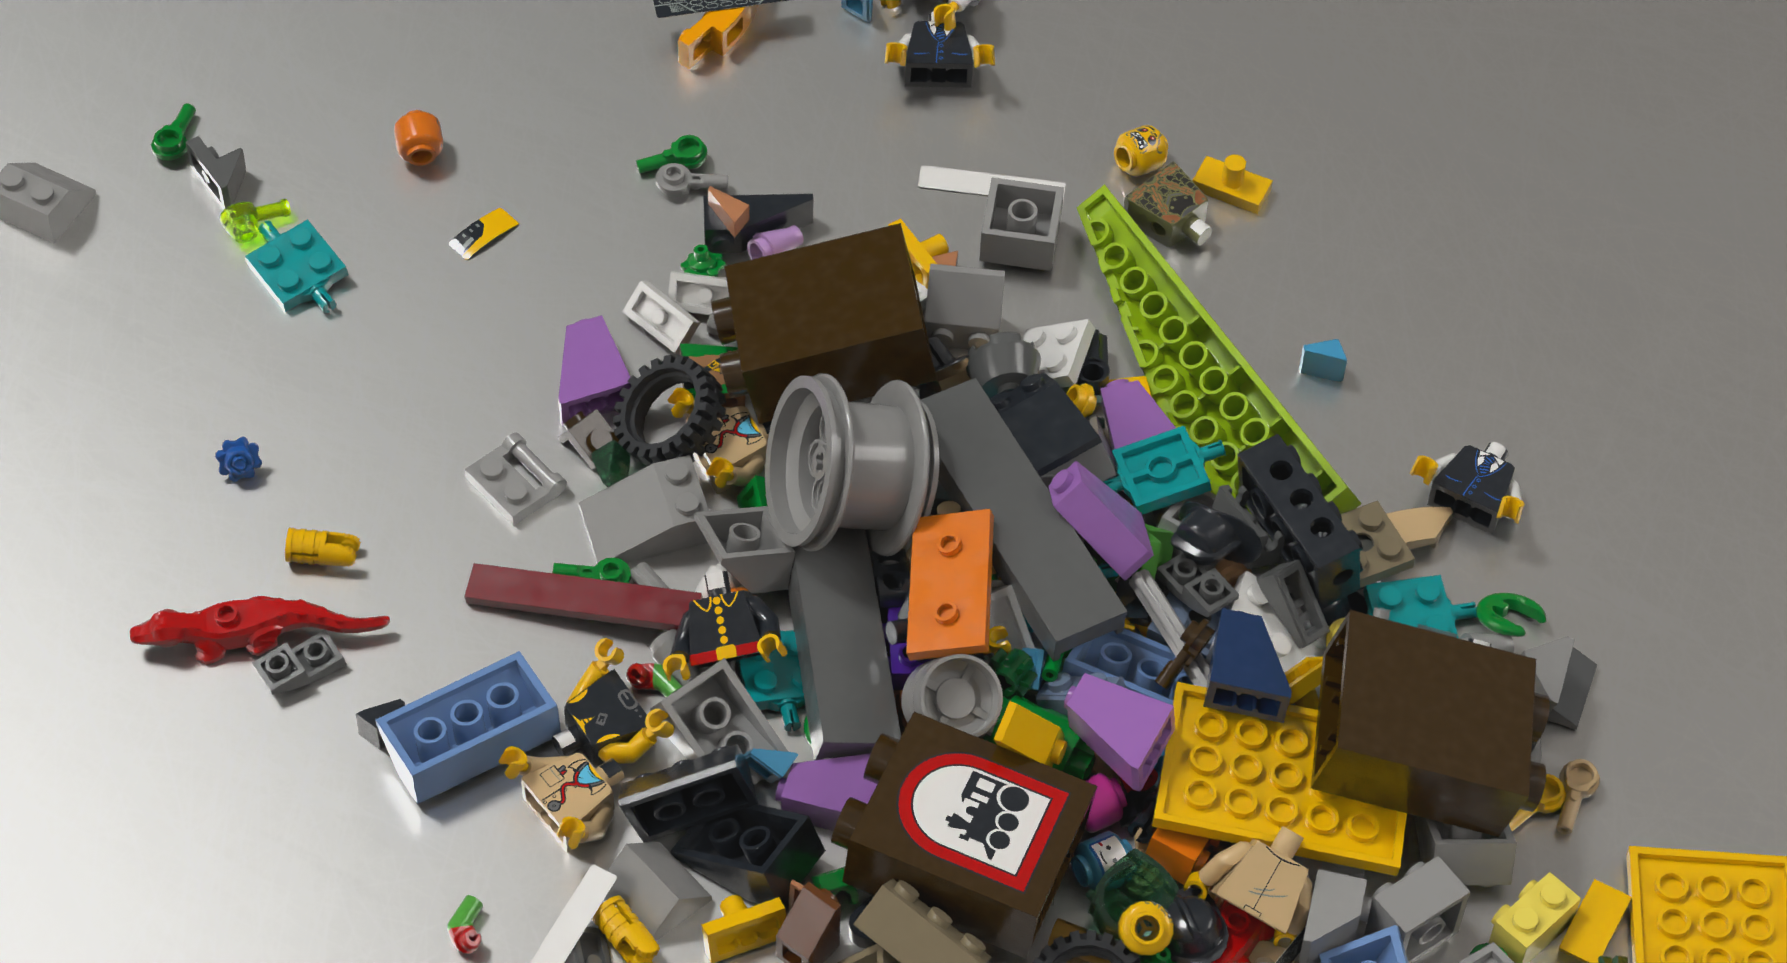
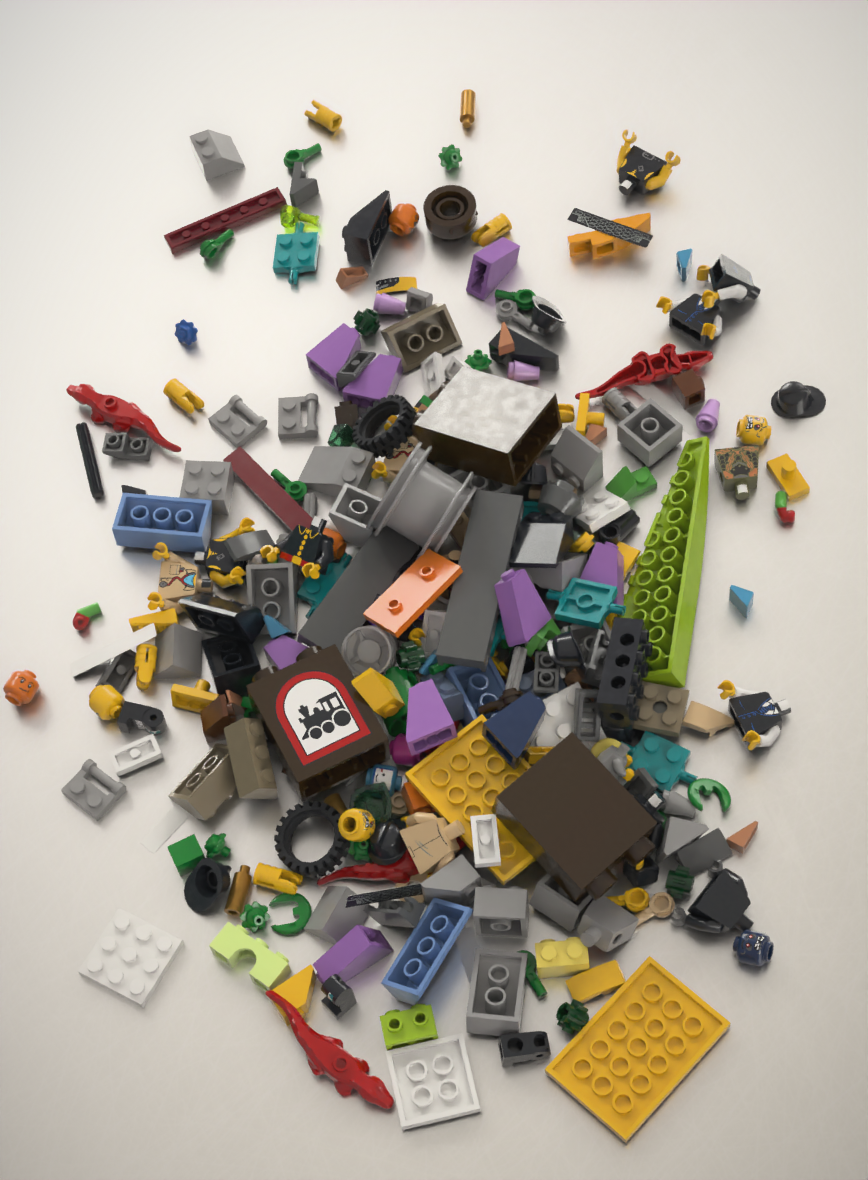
camera: 50 degrees right, 5 degrees up
(140, 281) = (224, 220): none -> dark red tile
(160, 326) = (211, 247): none -> green plate
(163, 63) = (324, 116): none -> yellow hinge
(258, 716) = (89, 460): none -> black axle
(389, 180) = (367, 230): none -> black slope
(404, 24) = (450, 157): none -> green plant
(406, 256) = (350, 275): none -> nougat piece
(432, 546) = (232, 426): none -> light grey plate
(478, 75) = (450, 201): none -> dark brown piece
(479, 635) = (209, 482): none -> light grey brick
(495, 369) = (333, 353): none -> medium lavender slope
(498, 298) = (366, 322): none -> dark green gear
(503, 261) = (388, 305): none -> lavender cone
(543, 233) = (418, 299): none -> light grey brick
(547, 363) = (354, 367): none -> dark grey slope
(556, 87) = (492, 230): none -> yellow hinge
(593, 272) = (422, 335): none -> dark tan slope
(599, 851) = (161, 620): none -> yellow slope
(606, 136) = (491, 267): none -> medium lavender slope
(635, 676) = (248, 545): none -> dark grey slope
(743, 162) = (546, 316): none -> black piece
(943, 146) = (652, 368): none -> red animal
(949, 216) = (618, 403): none -> light grey hinge
(1012, 146) = (688, 388): none -> reddish brown brick
(1051, 301) = (631, 484): none -> bright green slope
(1068, 165) = (708, 416): none -> lavender cone
(1153, 88) = (798, 400): none -> black piece
(1264, 224) = (781, 508): none -> arm
(1338, 828) = (485, 840): none -> white plate
(1549, 842) = (606, 925): none -> light grey torso
(1578, 735) = (680, 882): none -> dark green gear
(1596, 640) = (741, 839): none -> nougat piece
(1649, 727) = (719, 904): none -> black torso
(1732, 754) = (753, 948): none -> dark blue head

